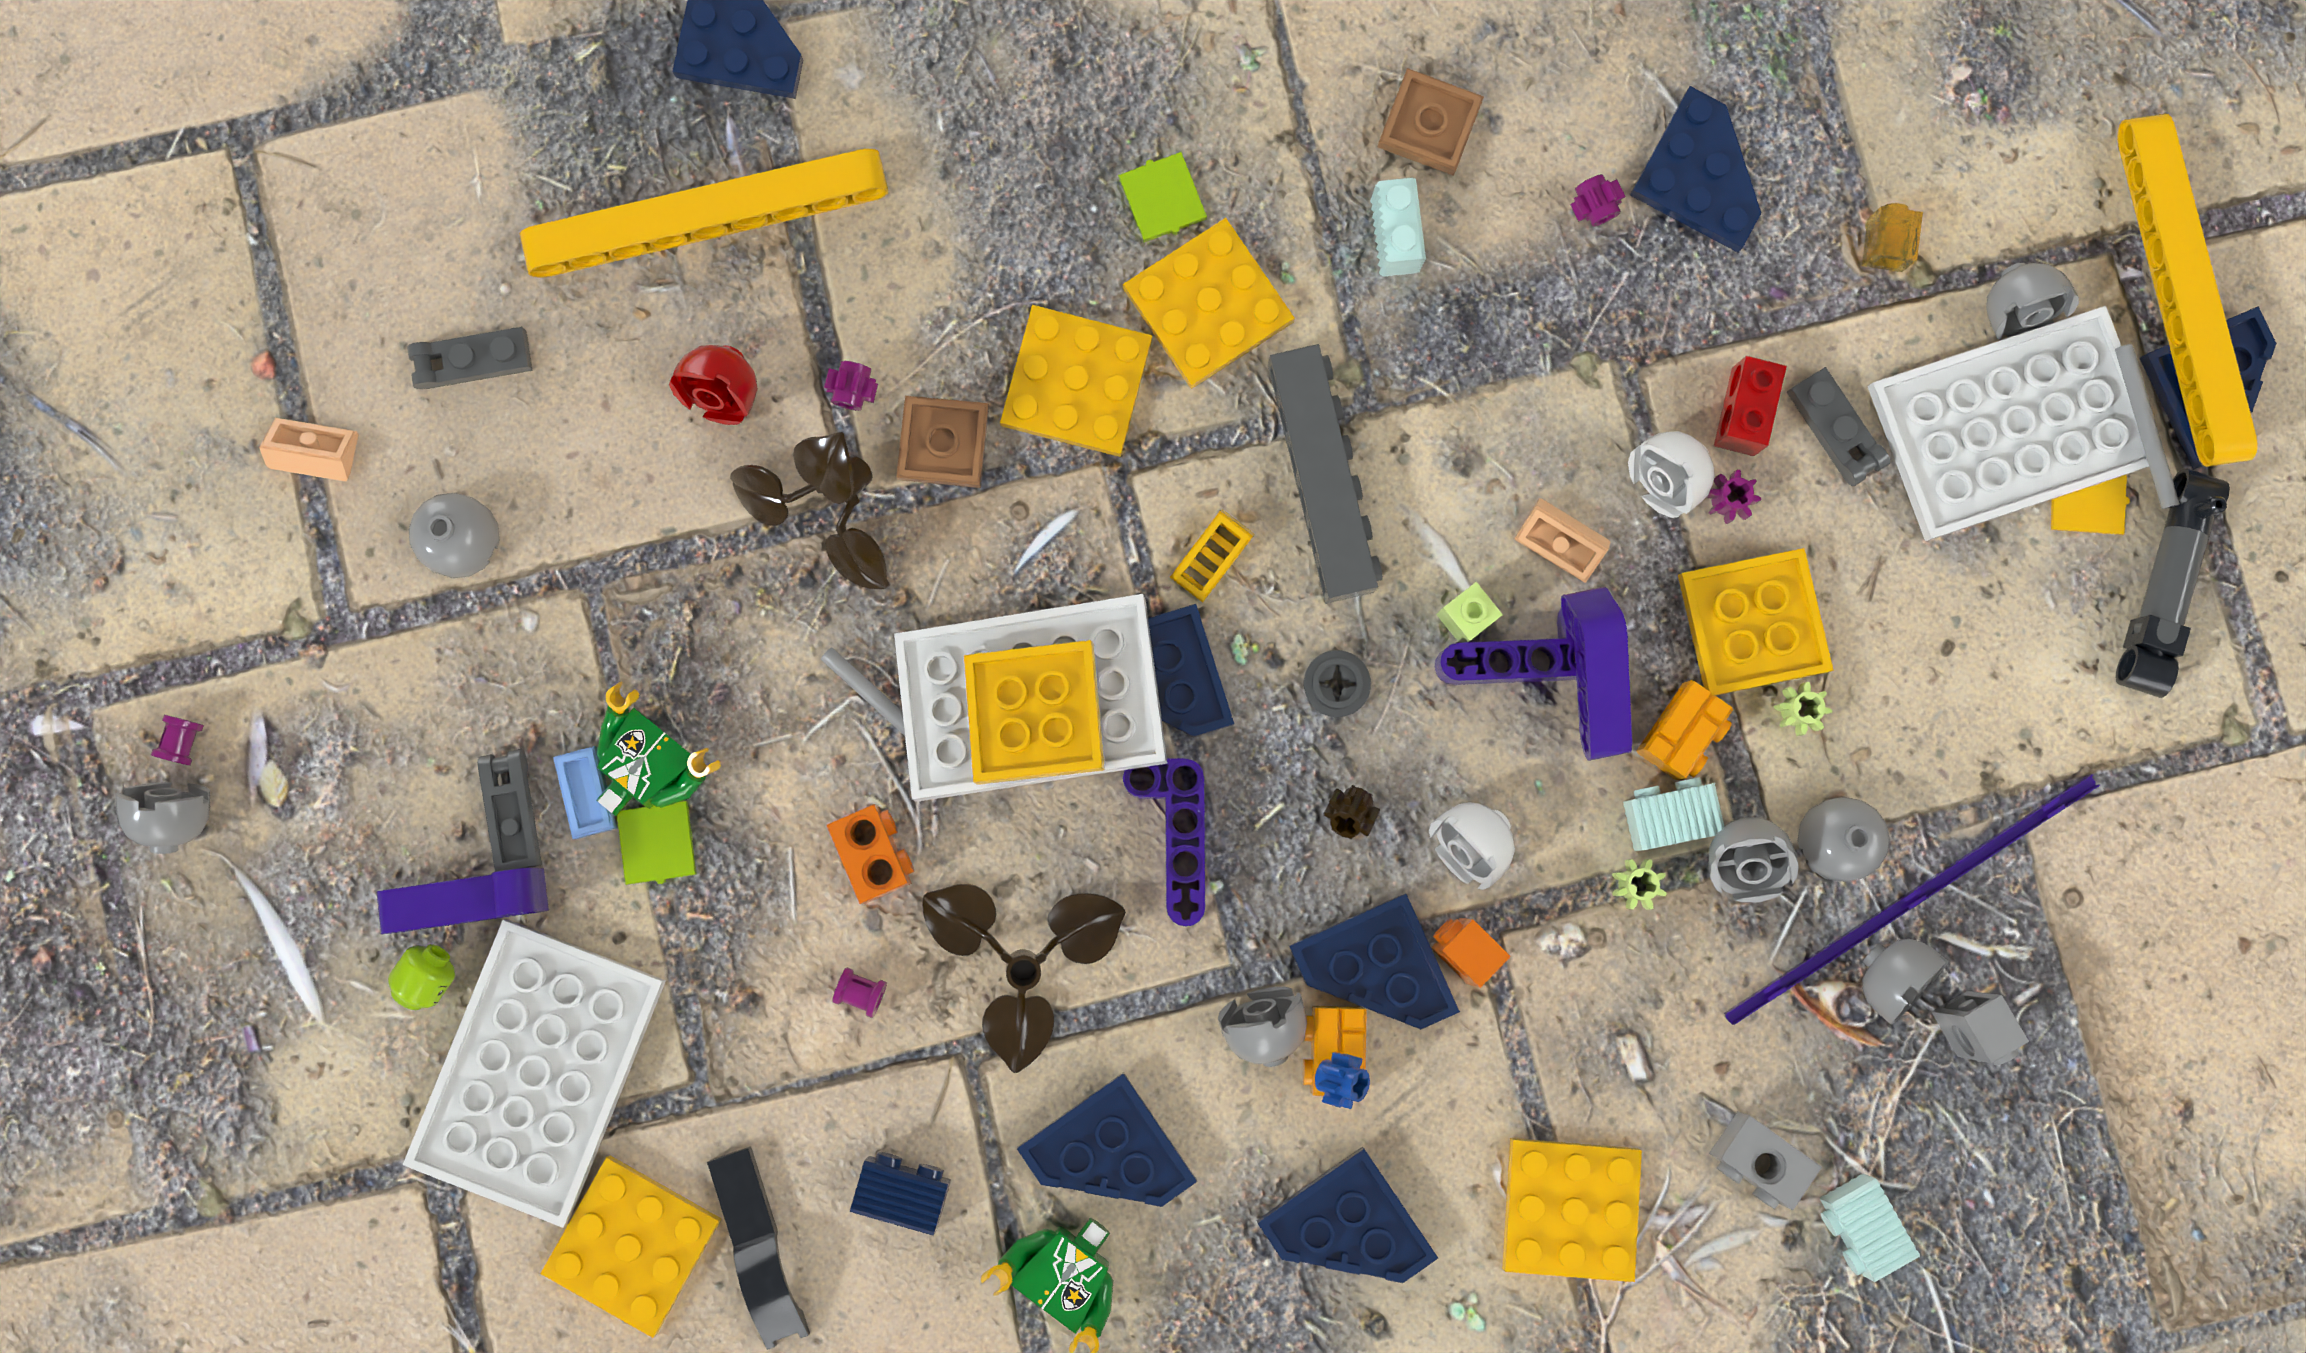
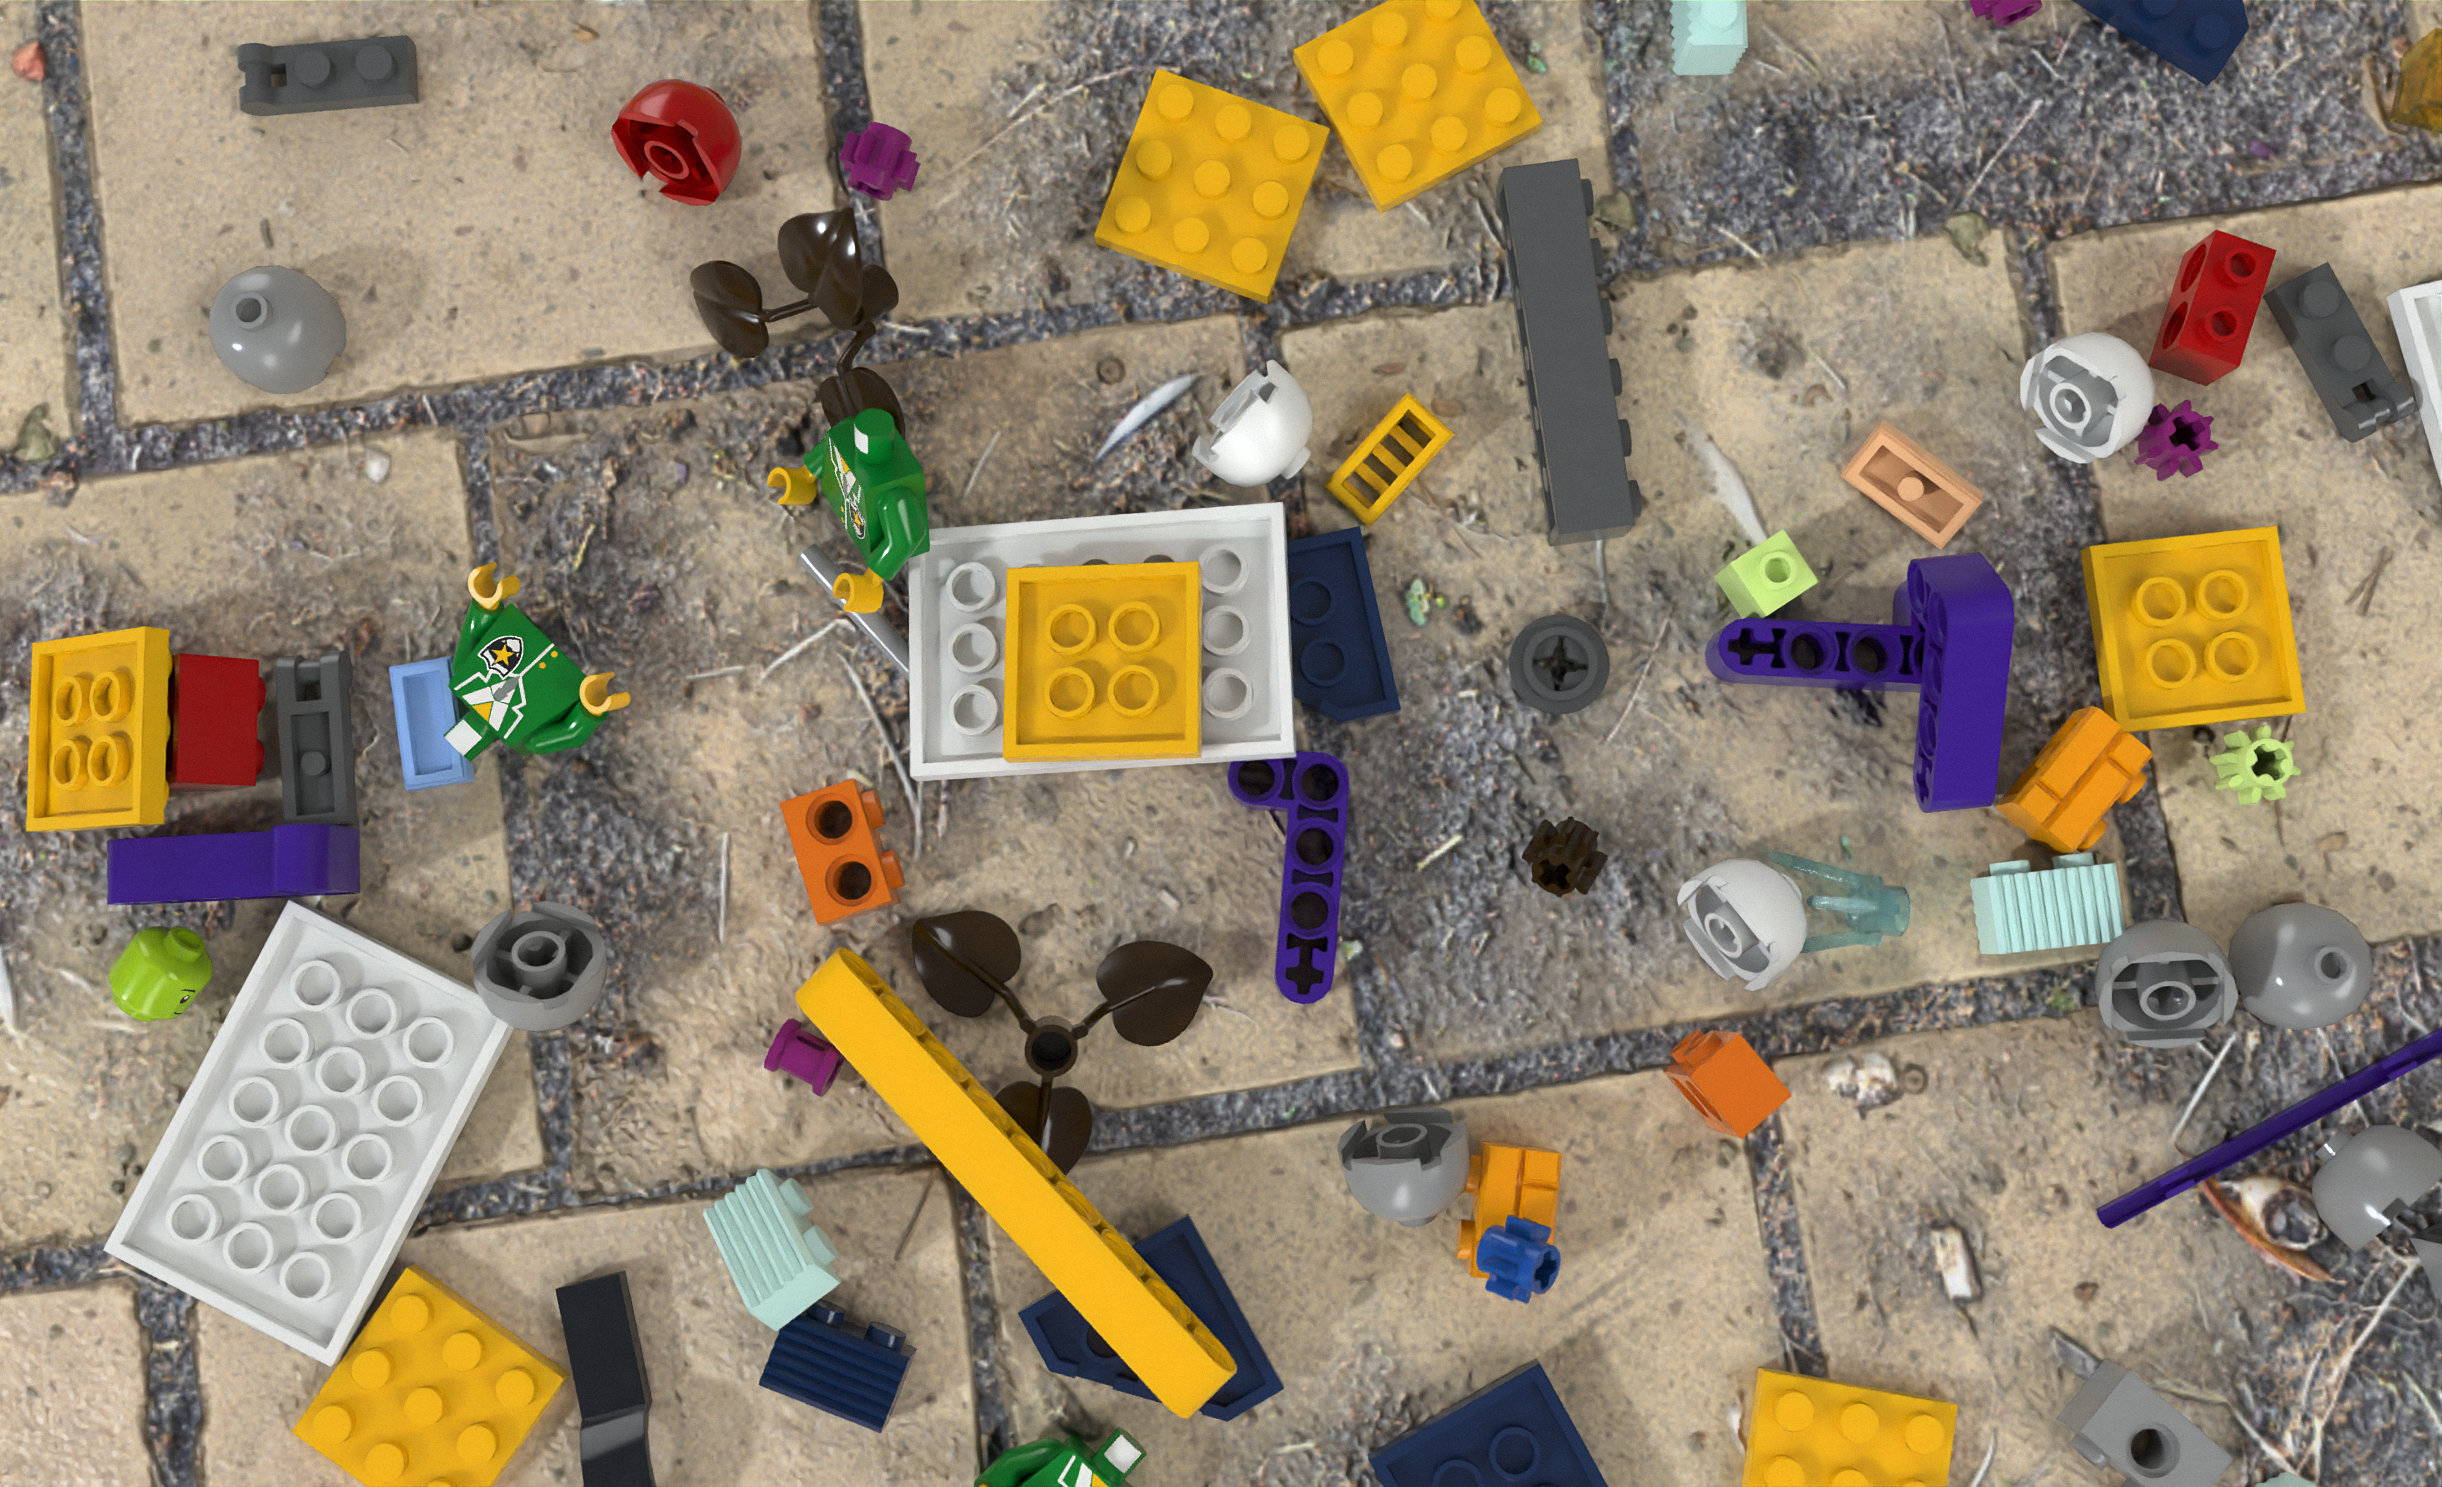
camera: 10 degrees right, 0 degrees up
(309, 449) = (81, 187): light nougat slope -> none
(365, 819) = (99, 731): none -> yellow plate
(426, 808) = (214, 723): none -> red slope
(656, 843) = (529, 808): lime piece -> none
(677, 948) = (540, 966): none -> light grey cylinder
(850, 1120) = (772, 1247): none -> light aqua brick
(870, 612) = (874, 492): none -> green torso
(942, 441) = (1007, 256): medium nougat plate -> none
(1007, 1061) = (1017, 1183): none -> yellow beam
(1122, 545) = (1259, 430): none -> white cylinder
(1379, 964) = (1587, 1088): dark blue plate -> none
(1559, 827) = (1871, 908): none -> clear light blue plant
(1648, 877) = (2000, 995): yellowish green gear -> none

